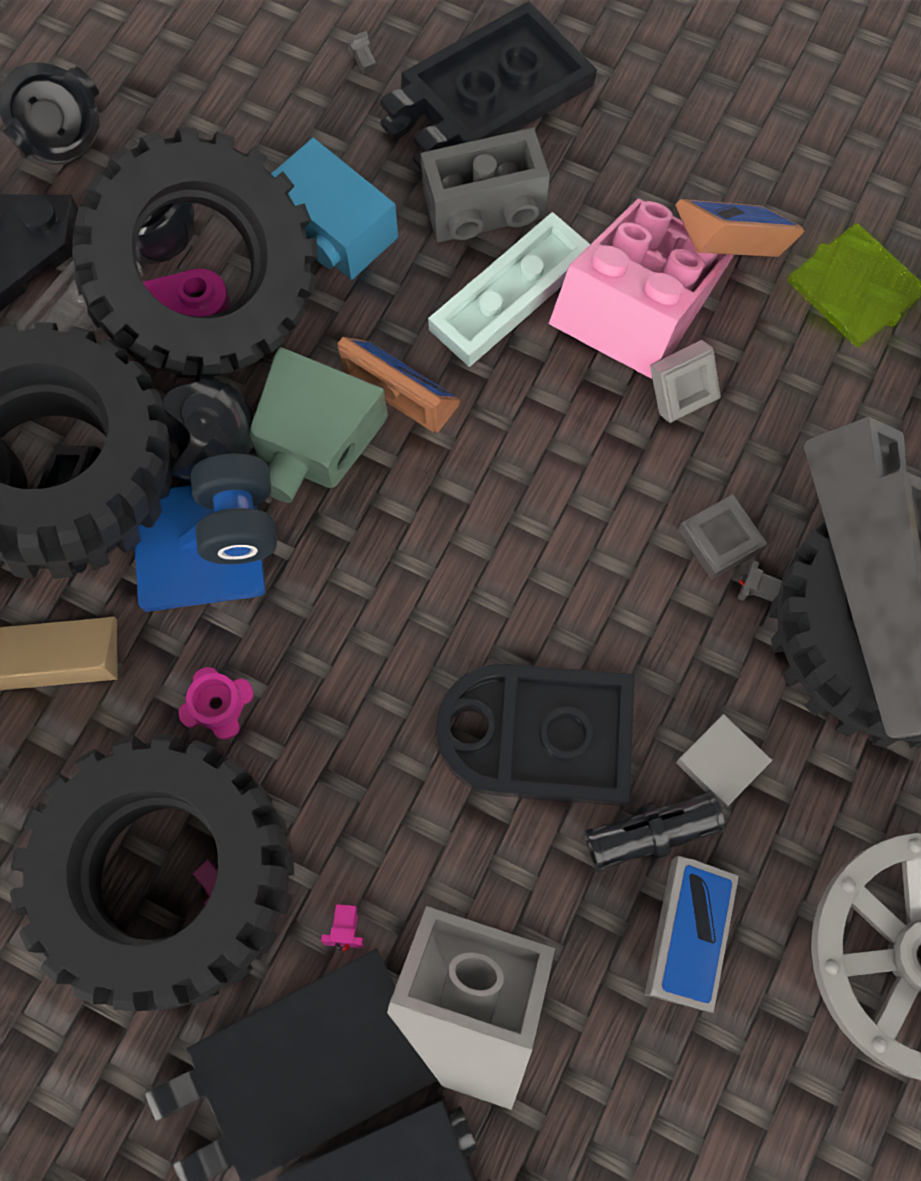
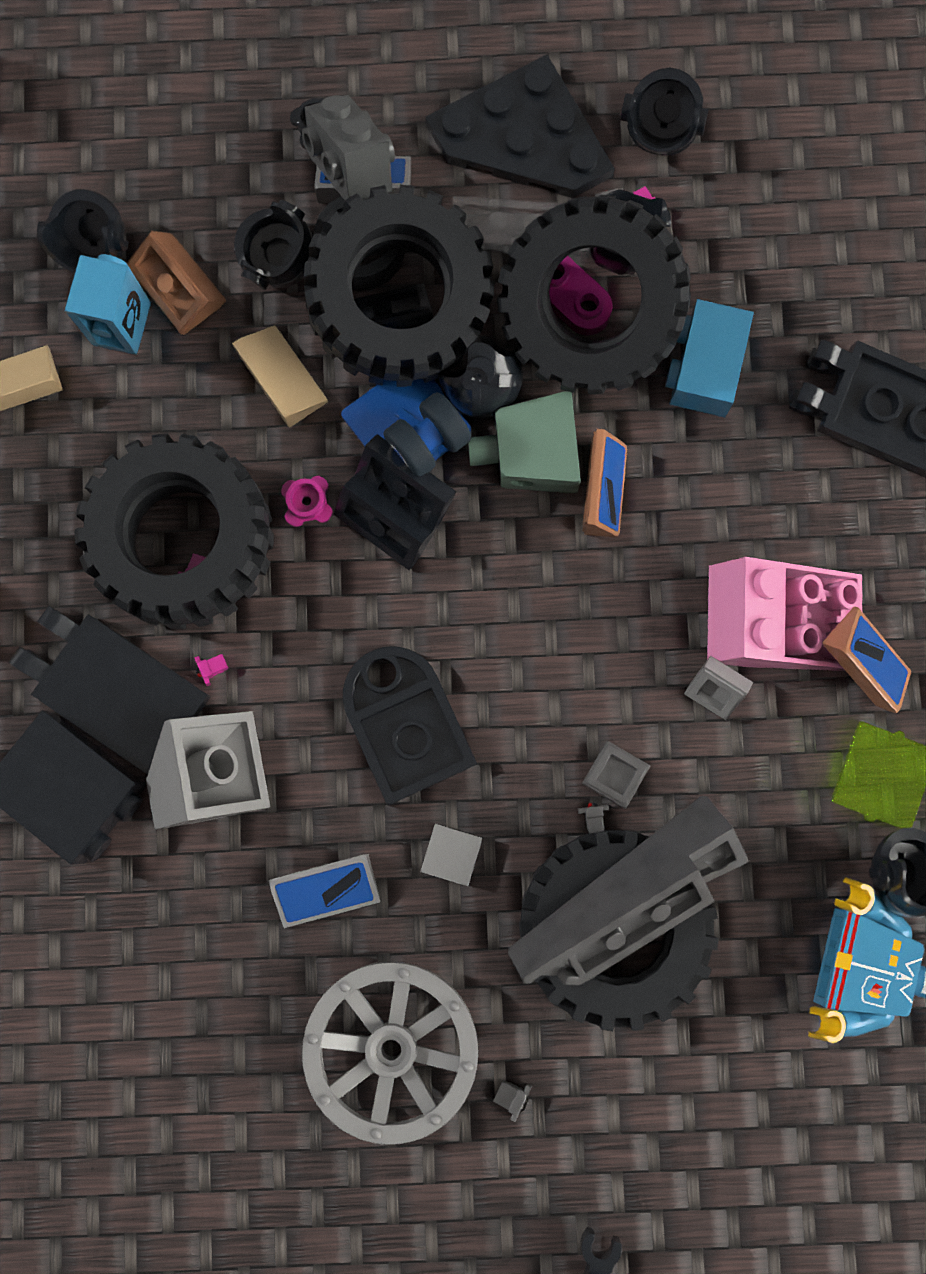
camera: 65 degrees right, 10 degrees up
(282, 599) = (392, 503): none -> black slope
(360, 50) = (867, 295): flat silver piece -> none
(485, 185) = (790, 457): dark grey brick -> none
(507, 290) = (723, 522): light aqua plate -> none
(655, 831) = (378, 831): black pin -> none

